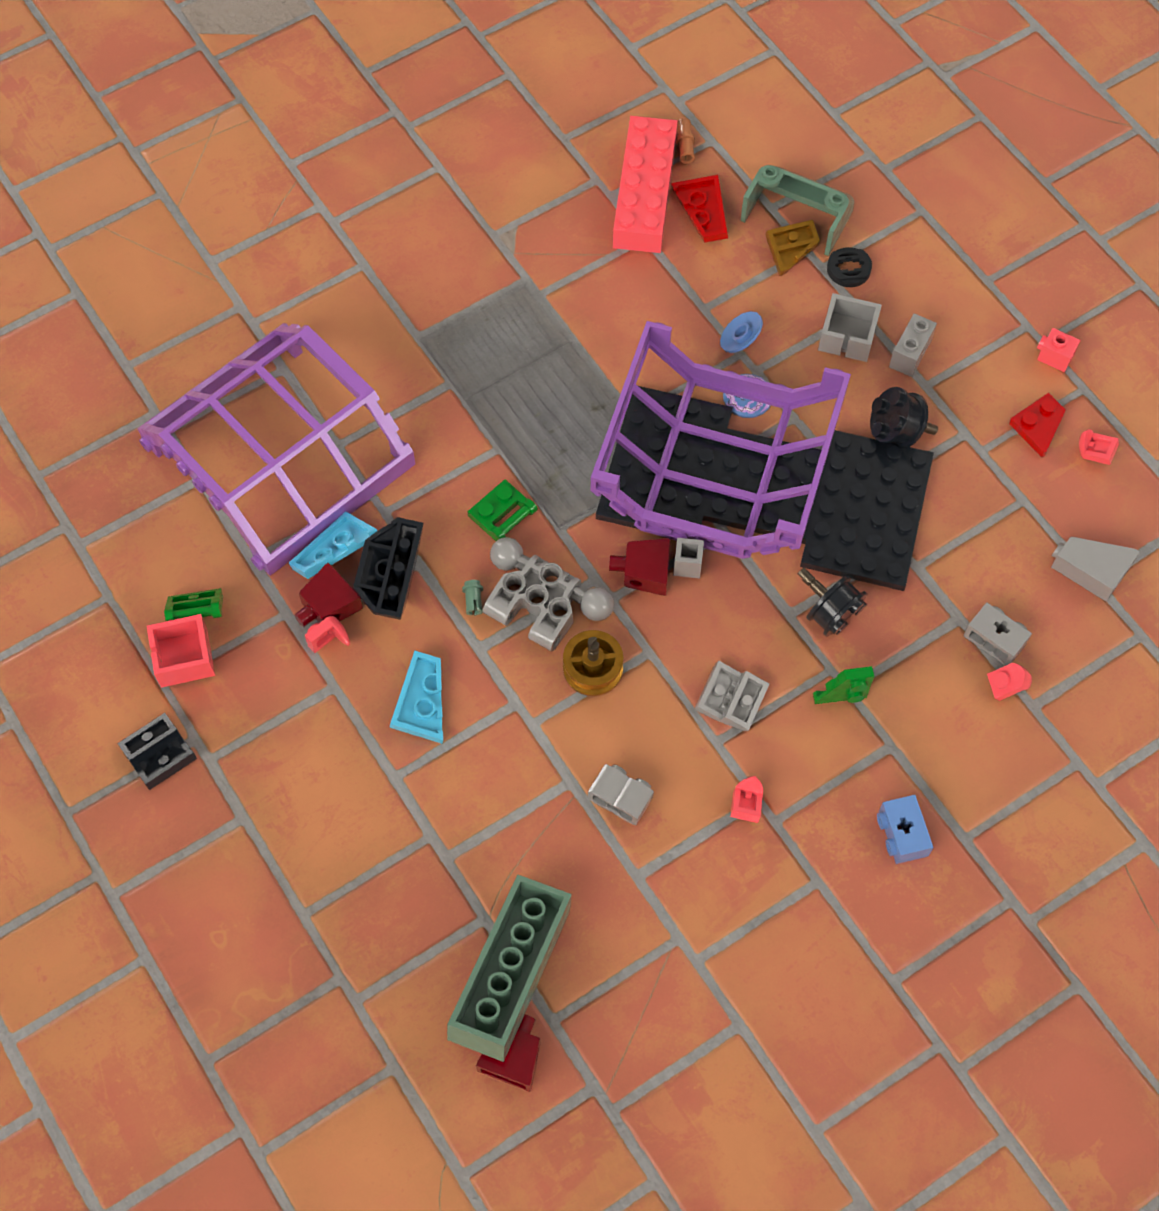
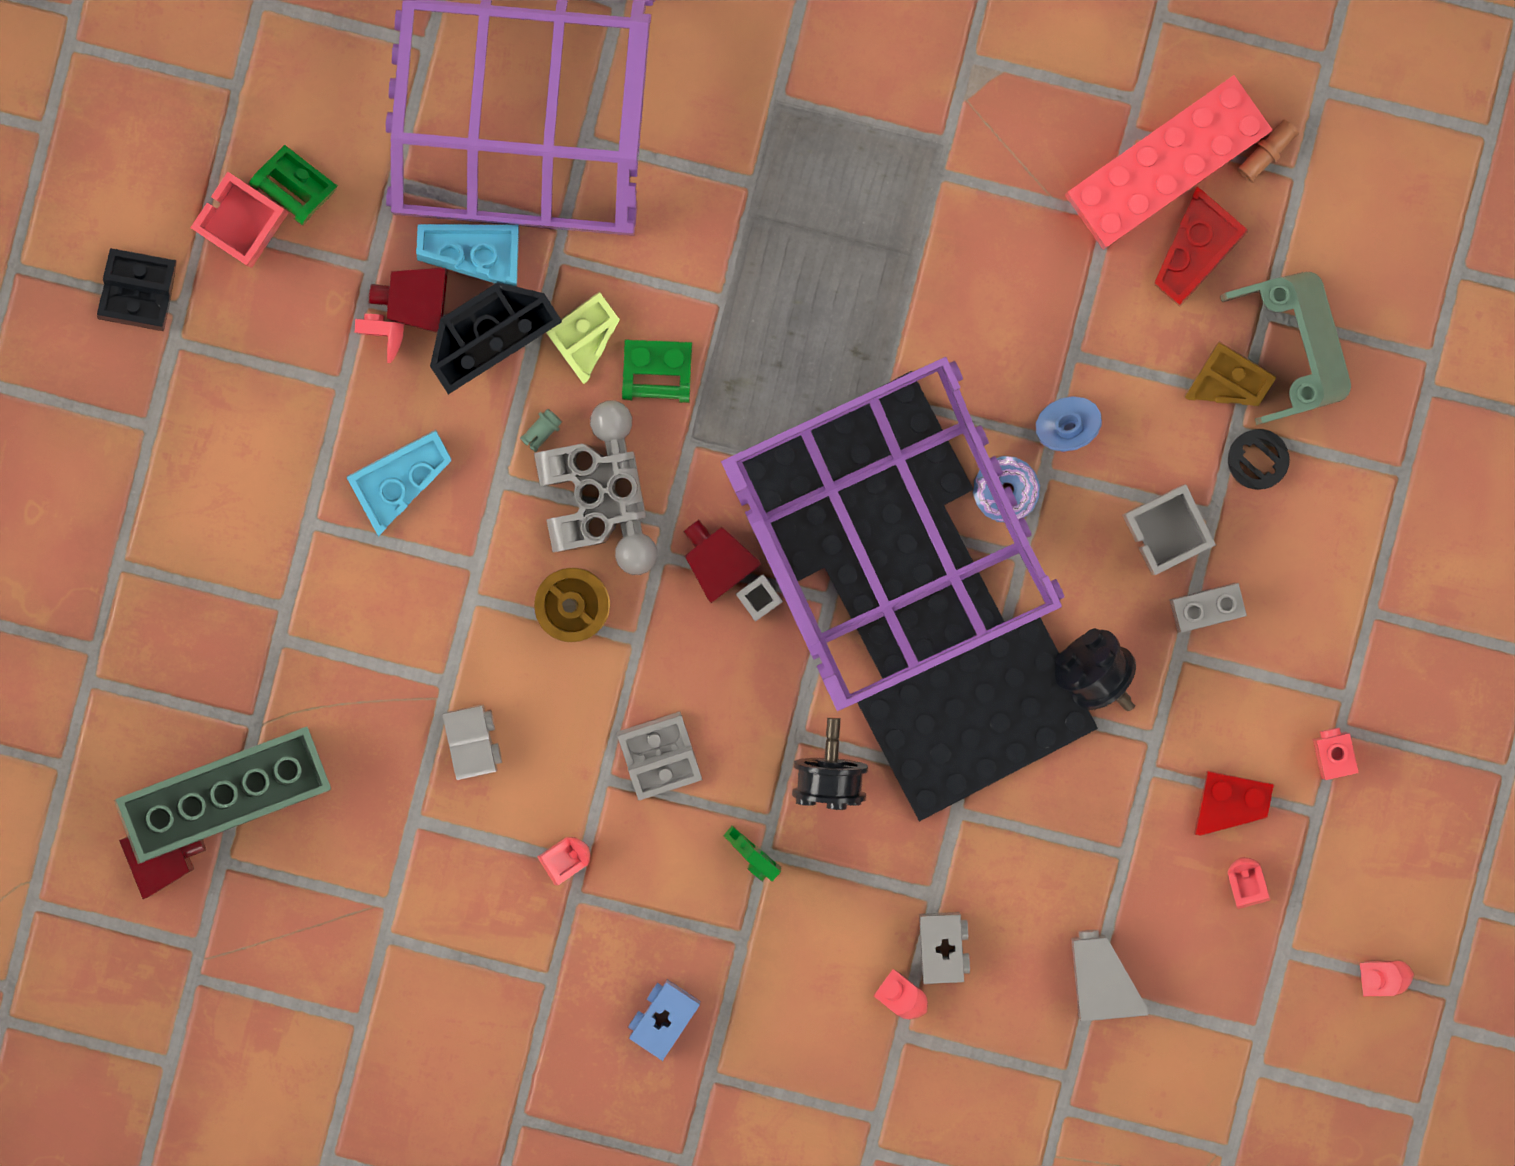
camera: 50 degrees right, 25 degrees up
(443, 530) = (585, 334): none -> yellowish green wing

